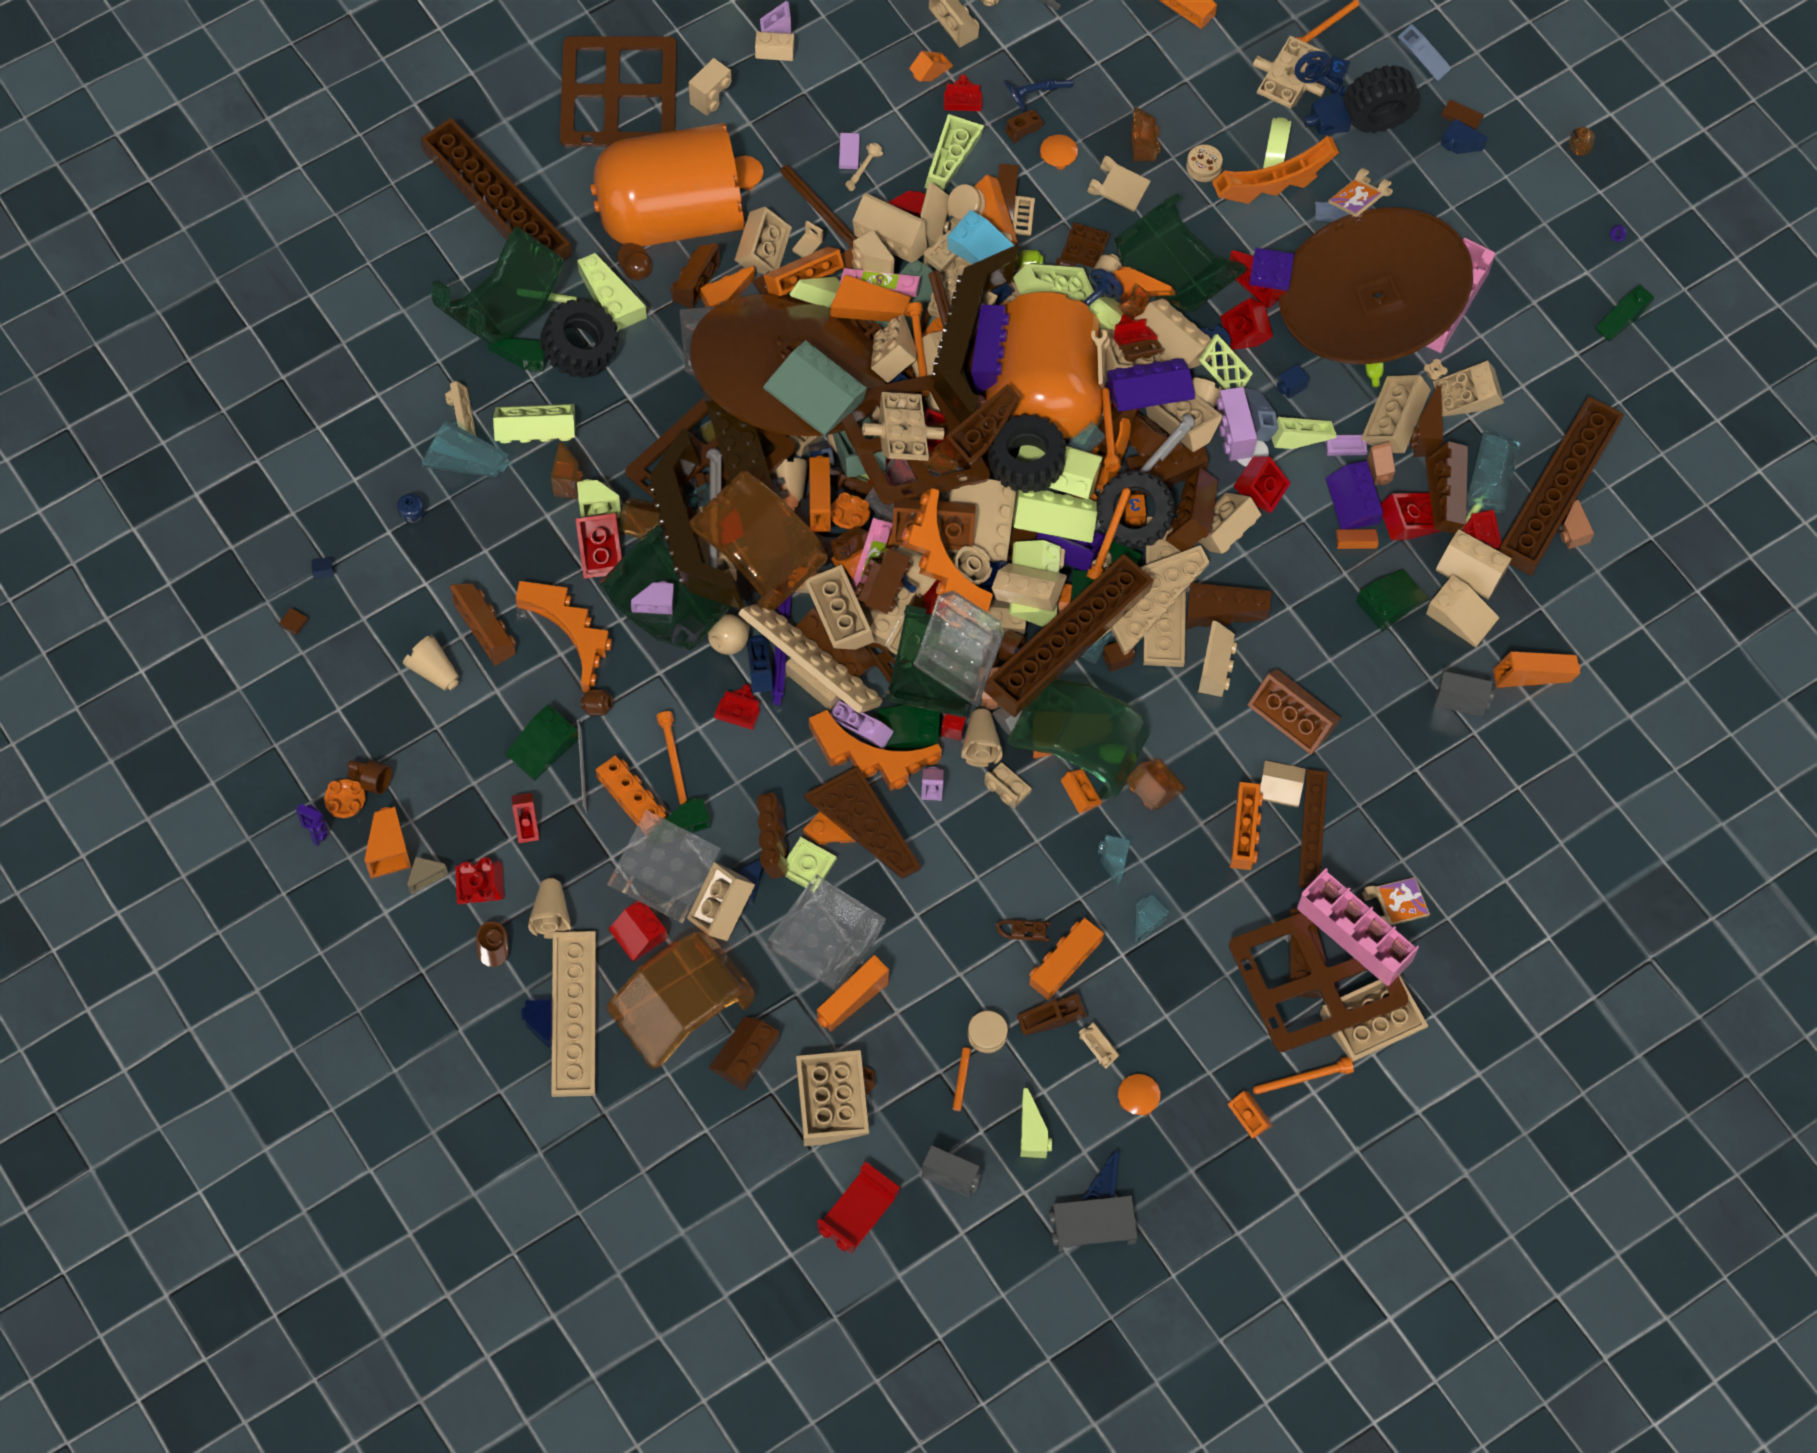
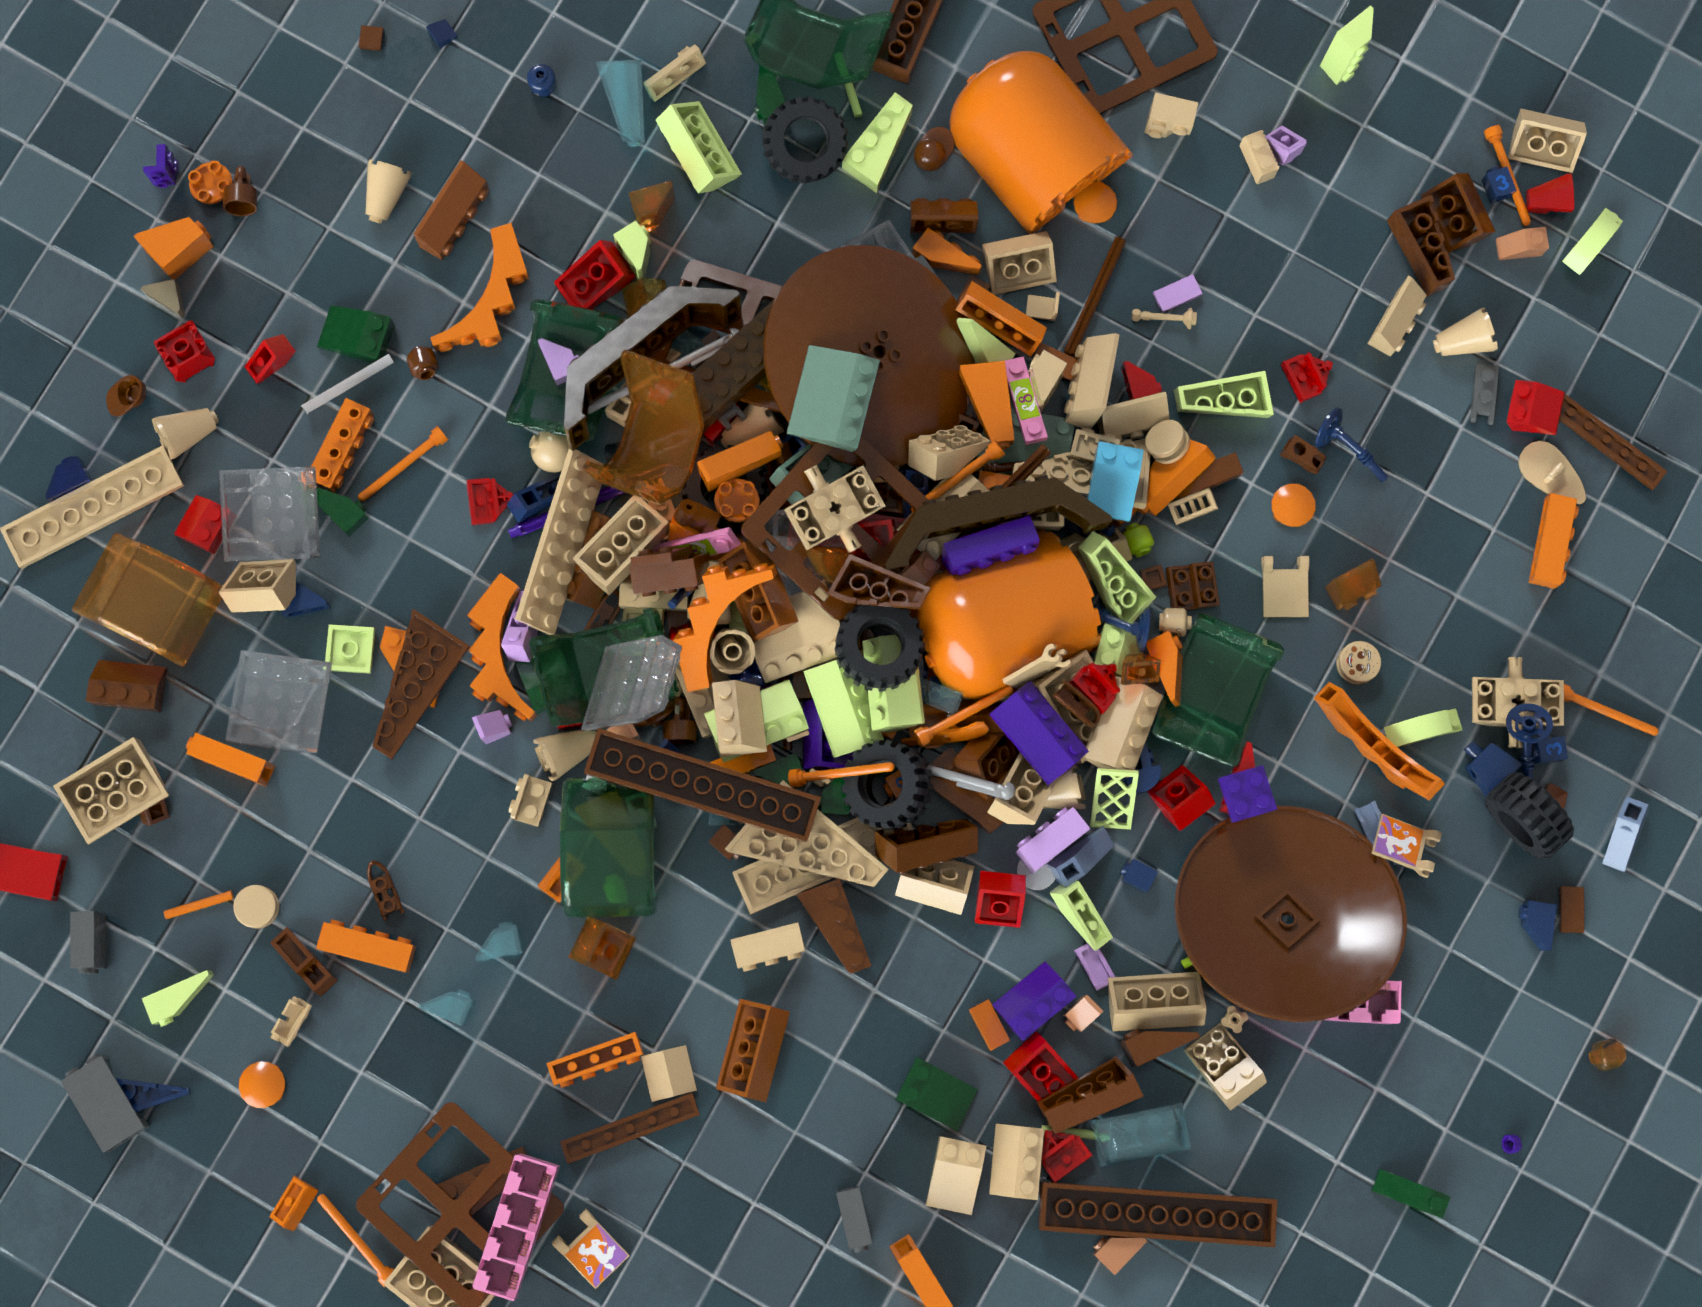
camera: 60 degrees right, 15 degrees up
(772, 835) = (353, 602): reddish brown brick -> none
(929, 66) = (1323, 324): orange slope -> none

